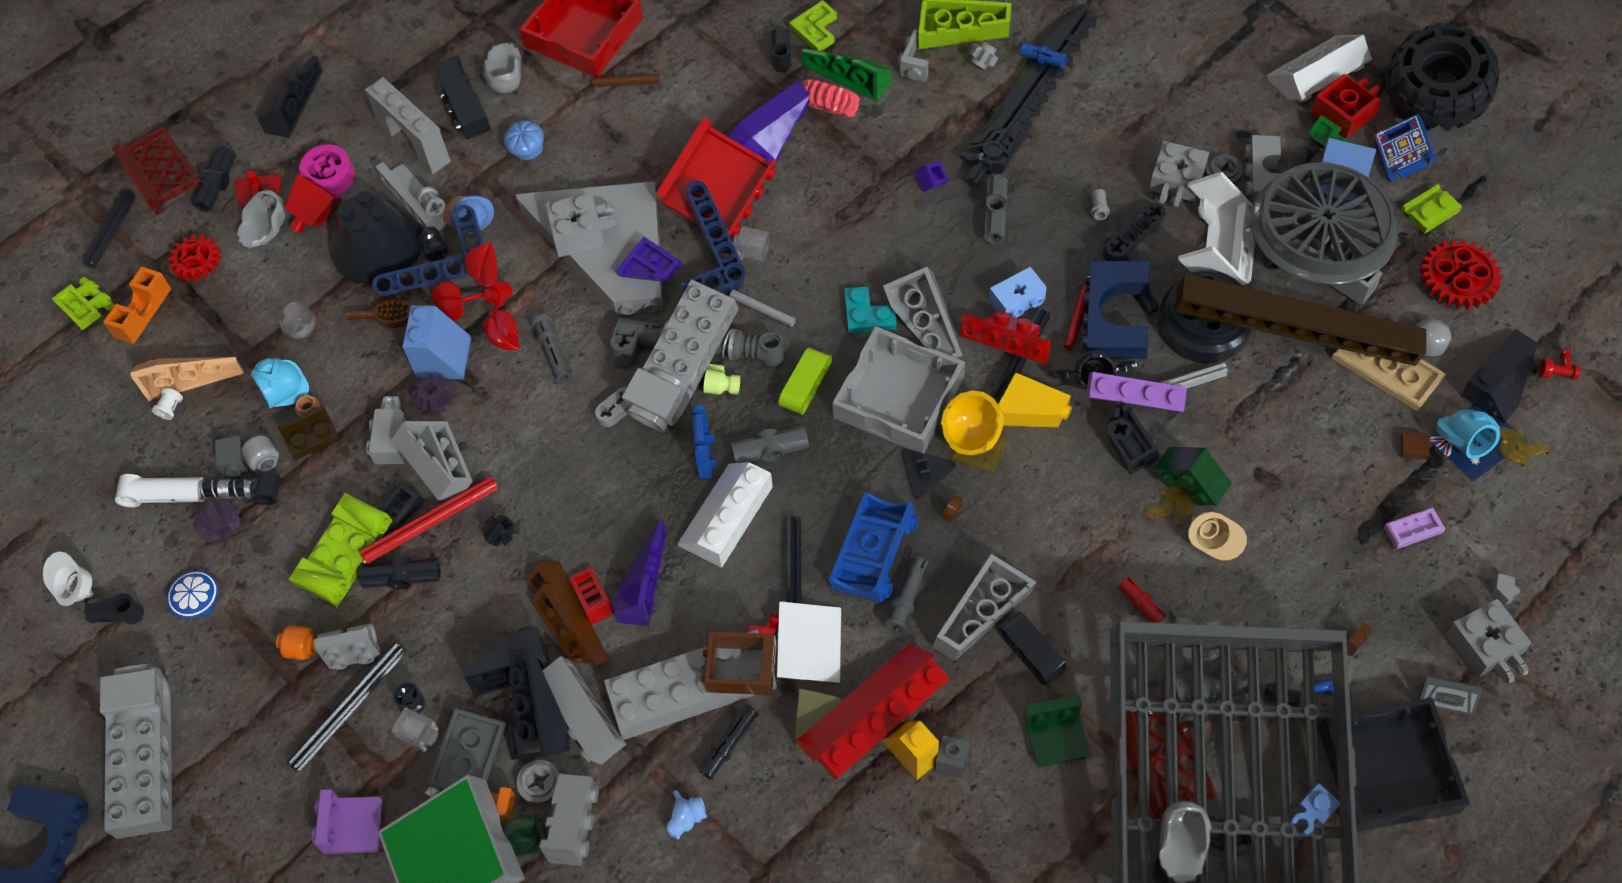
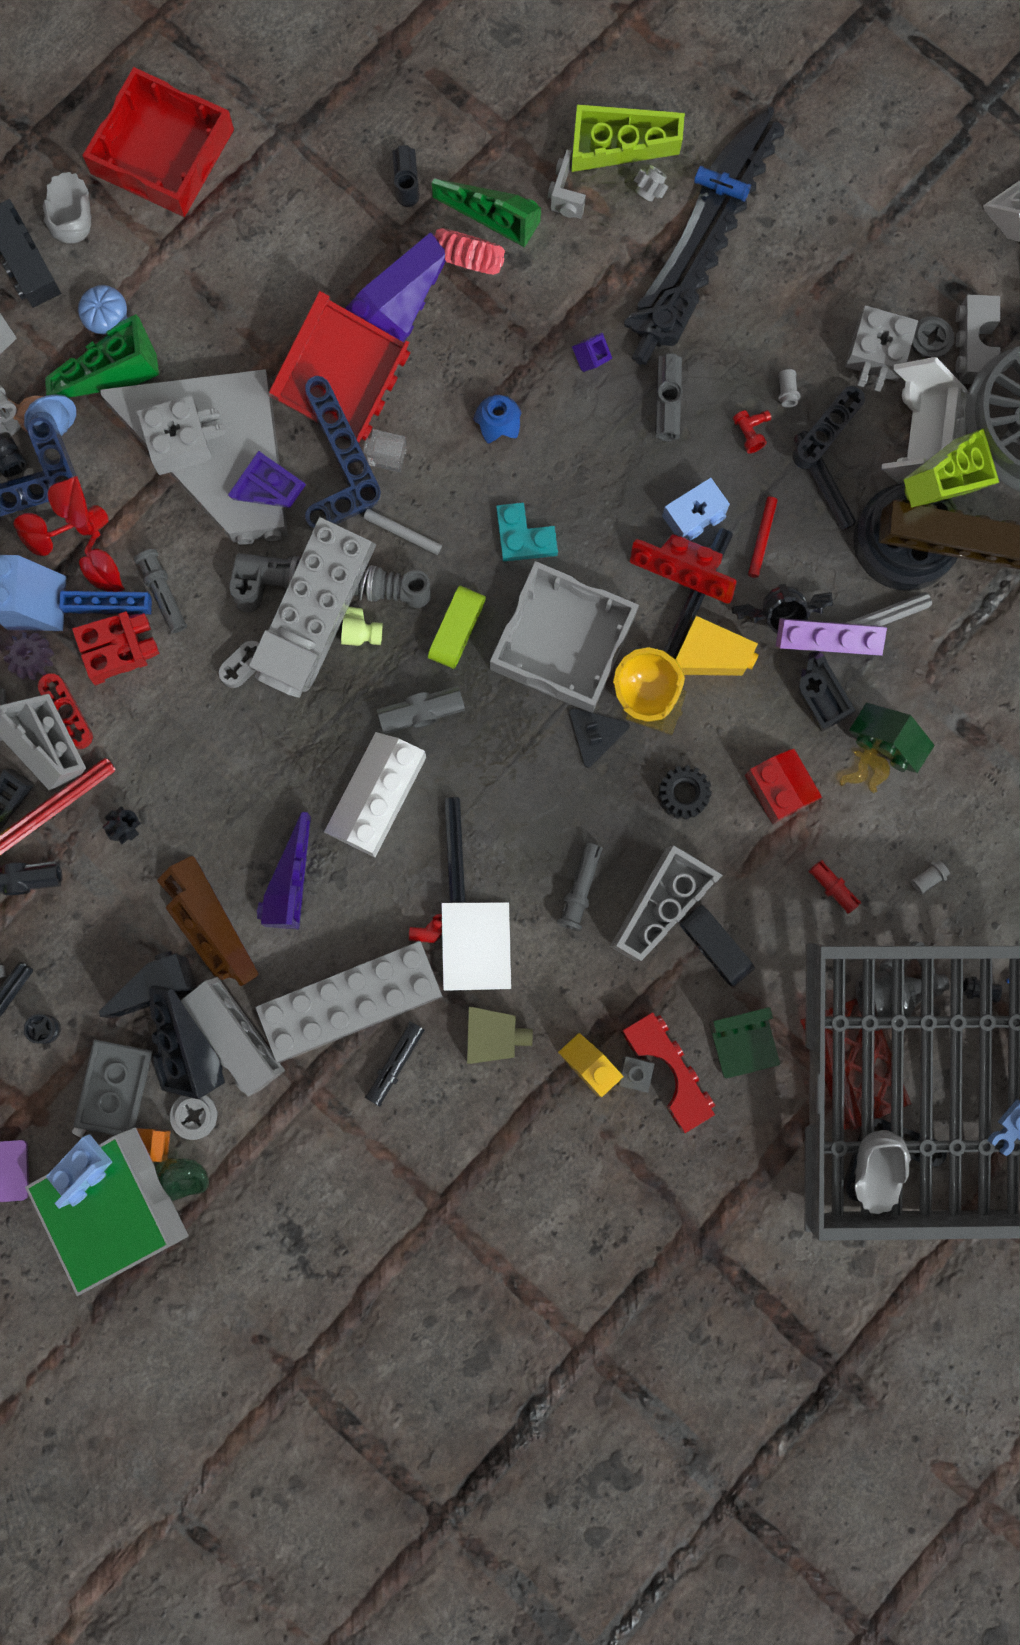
camera: 10 degrees left, 20 degrees up
(415, 730) = (53, 1064): clear brick -> none
(430, 808) = (78, 1170): none -> light blue bracket
(461, 430) = (62, 689): none -> red beam
(503, 355) = (105, 602): none -> blue piece
(506, 388) = (114, 646): none -> red hips
(536, 173) = (116, 361): none -> green wedge
(570, 820) = (231, 1161): light grey wedge -> none
(597, 609) = (241, 912): red slope -> none
(626, 80) = (220, 222): reddish brown bar -> none
(685, 814) = (354, 1148): light blue animal -> none
(702, 442) = (345, 714): blue container -> none
(745, 641) = (370, 976): reddish brown window -> none
(811, 26) = (439, 141): lime plate -> none
(845, 226) = (495, 426): none -> blue piece
(871, 548) = (541, 834): blue piece -> none
(873, 710) = (549, 1029): red slope -> none
(923, 310) = (589, 535): light grey wedge -> none
(952, 508) = (628, 782): reddish brown tile -> none
(1003, 786) = (688, 1105): none -> red arch
(1004, 505) = (693, 777): none -> black tyre
(1069, 244) = (754, 441): none -> red piece
(1092, 514) = (782, 785): none -> red slope
(1106, 281) = (797, 493): dark blue arch -> none
(1217, 535) = (916, 807): tan piece -> none
(1236, 592) = (930, 877): none -> light grey pin
(1239, 258) = (953, 471): none -> lime wedge

